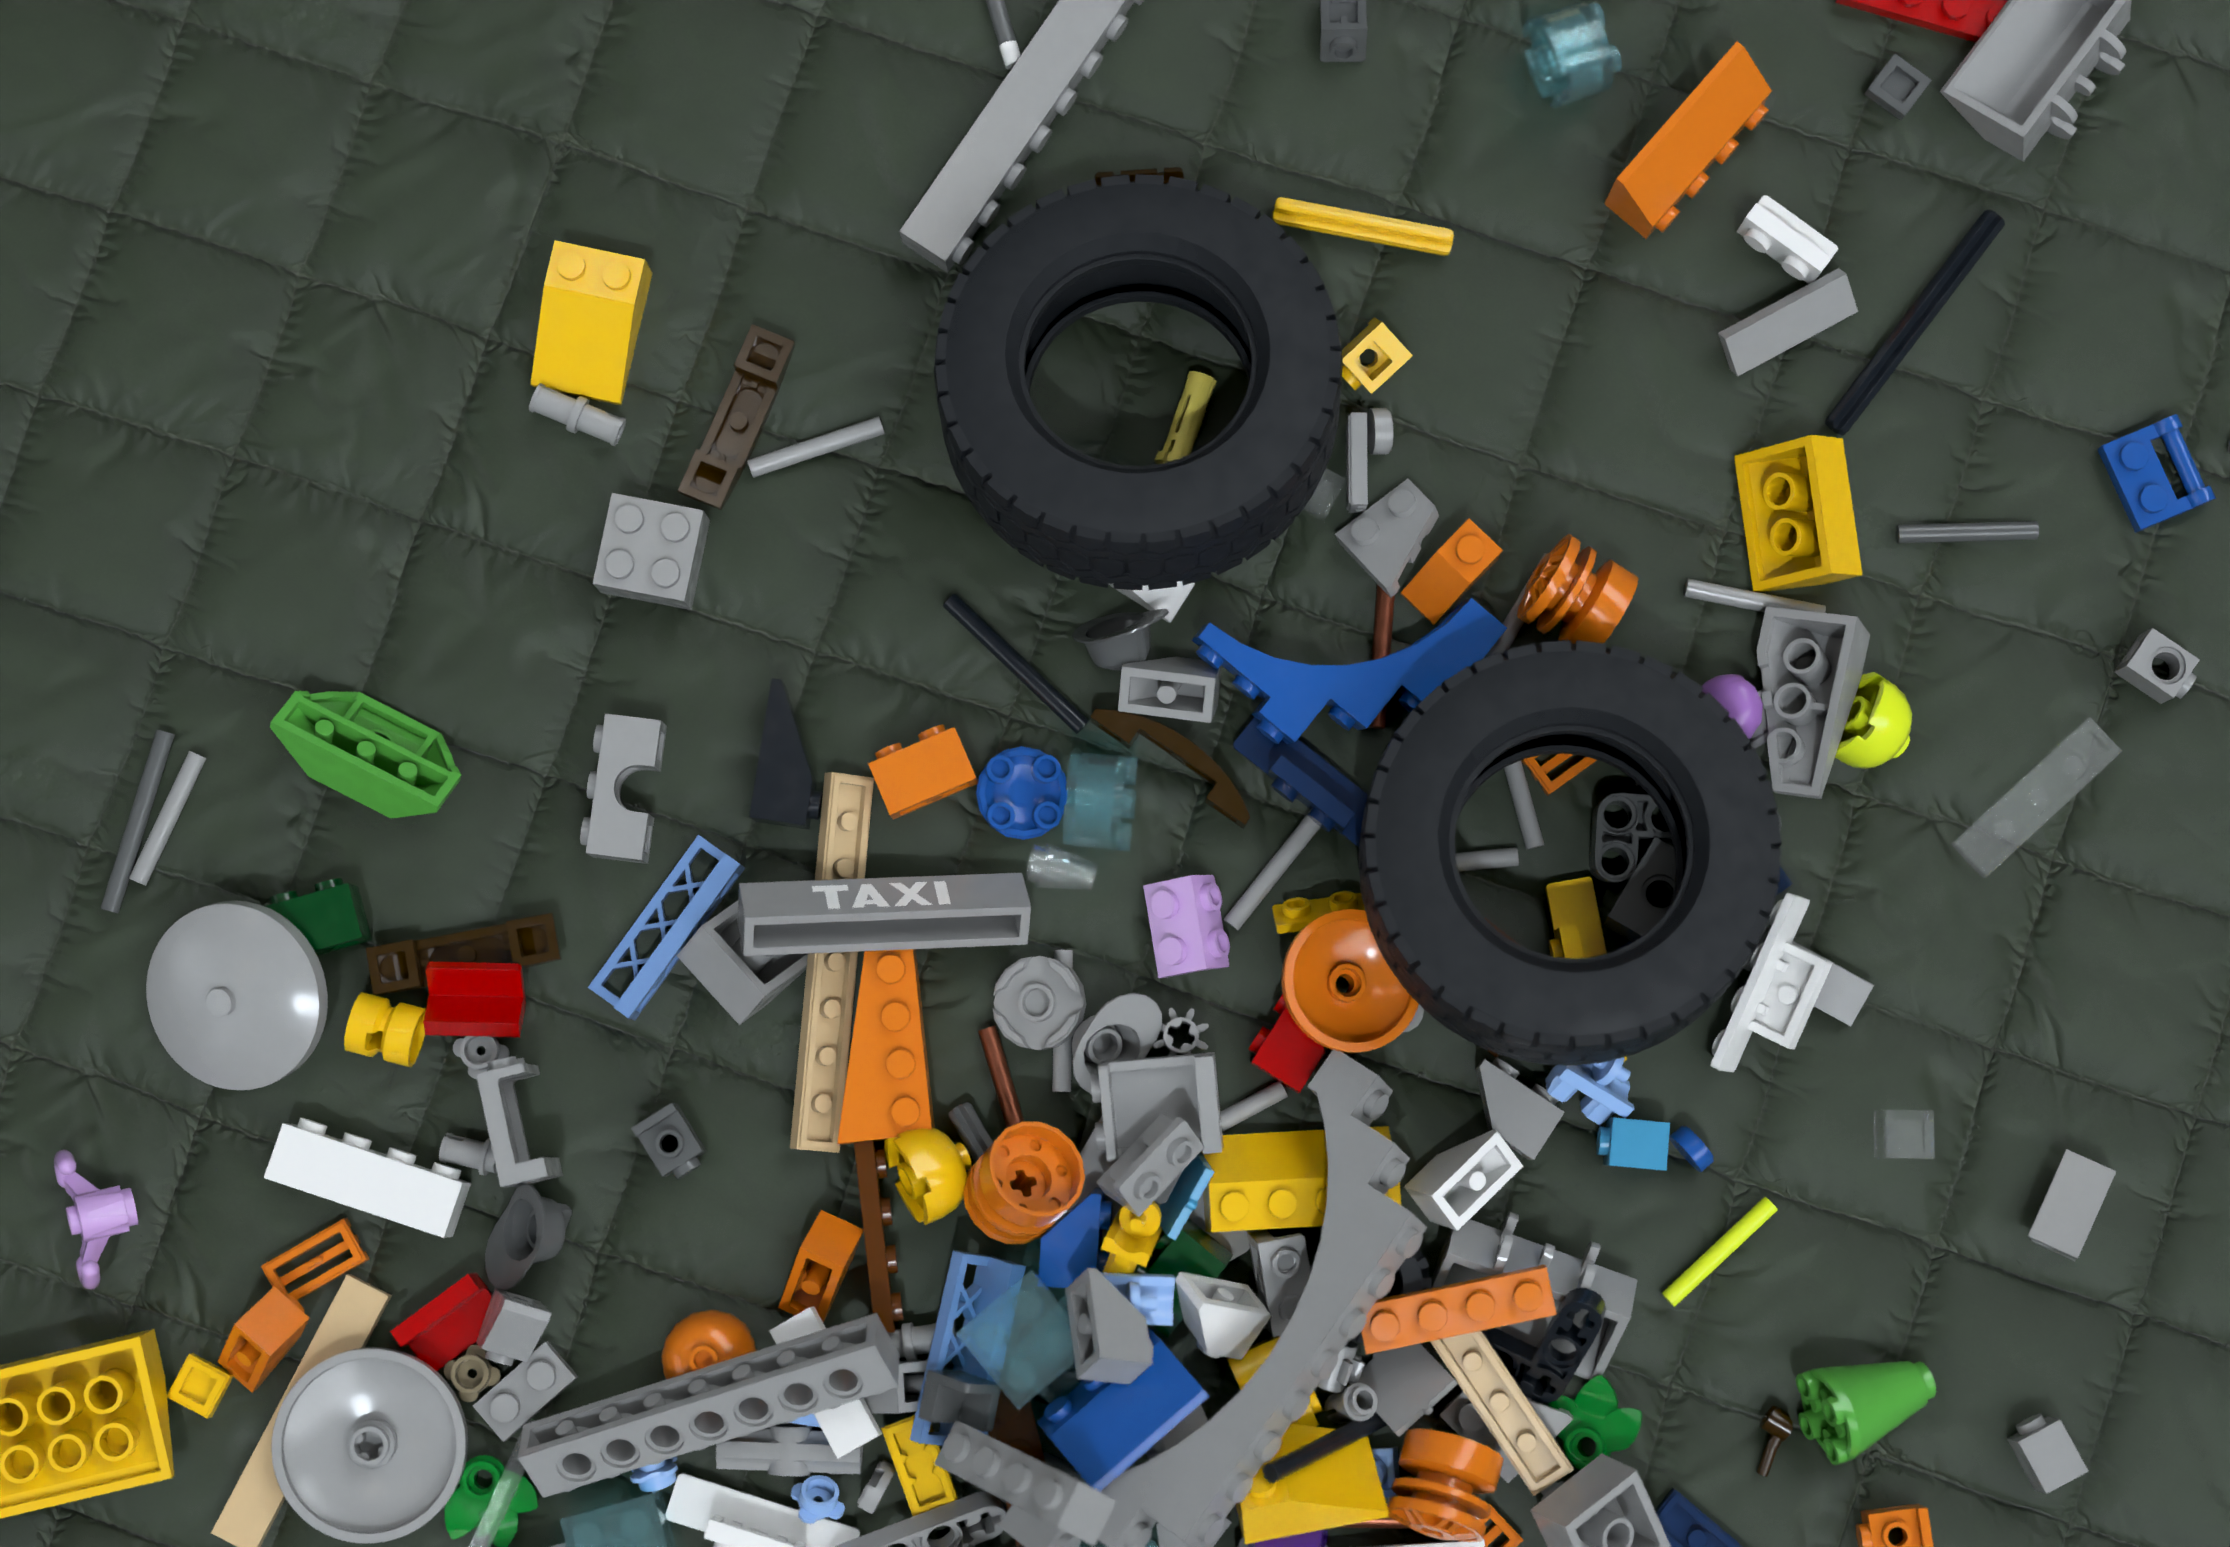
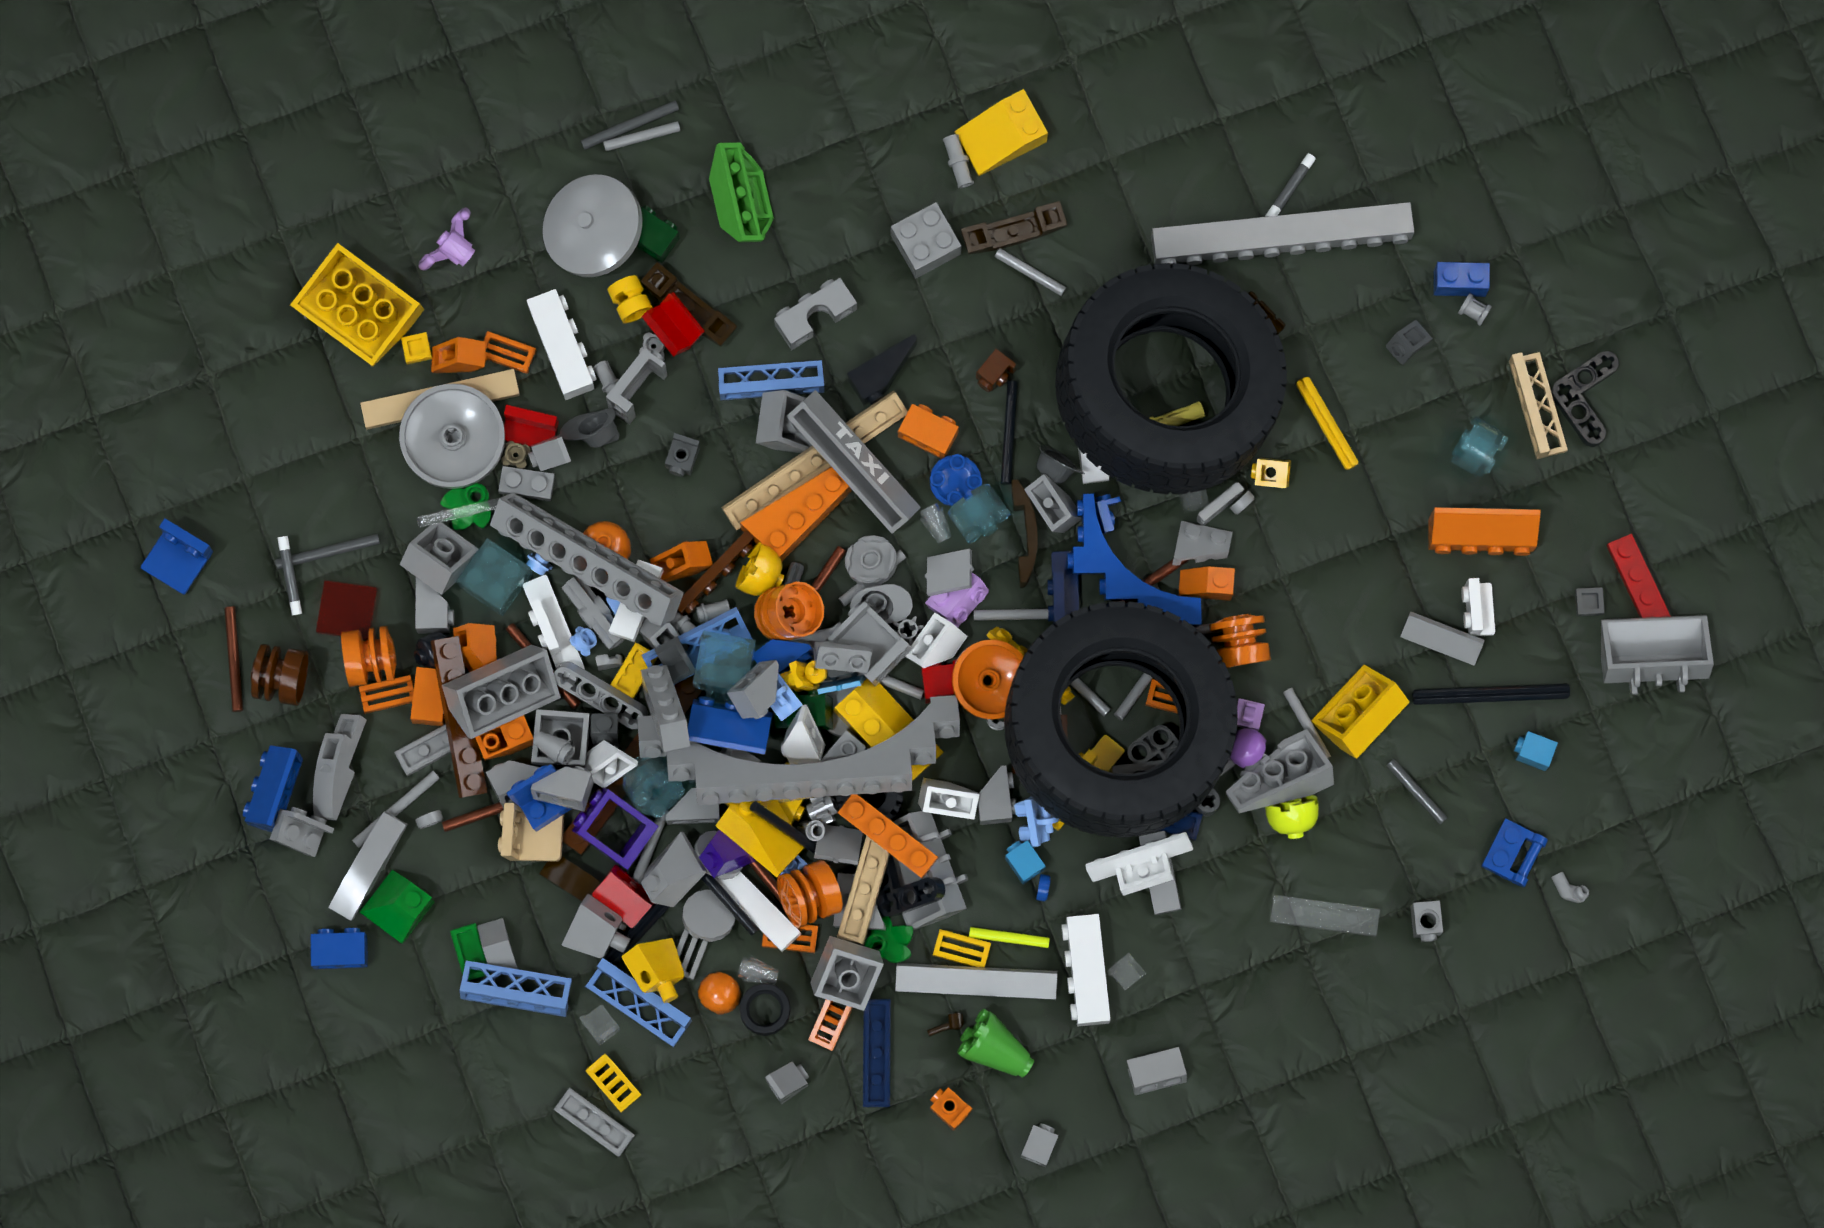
camera: 45 degrees right, 5 degrees down
(916, 612) = (995, 371): none -> reddish brown brick
(926, 1281) = (712, 610): none -> light grey pin
(1146, 910) = (949, 572): none -> light grey piece
(1232, 1012) = (936, 642): none -> white slope
(1244, 630) = (1104, 516): none -> blue bracket
(1650, 1353) = (939, 943): none -> yellow tile
(1684, 659) = (1249, 714): none -> lavender tile
(1746, 1349) = (976, 981): none -> light grey tile
(1858, 1185) = (1087, 970): none -> white brick
(2044, 328) = (1535, 750): none -> dark azure brick

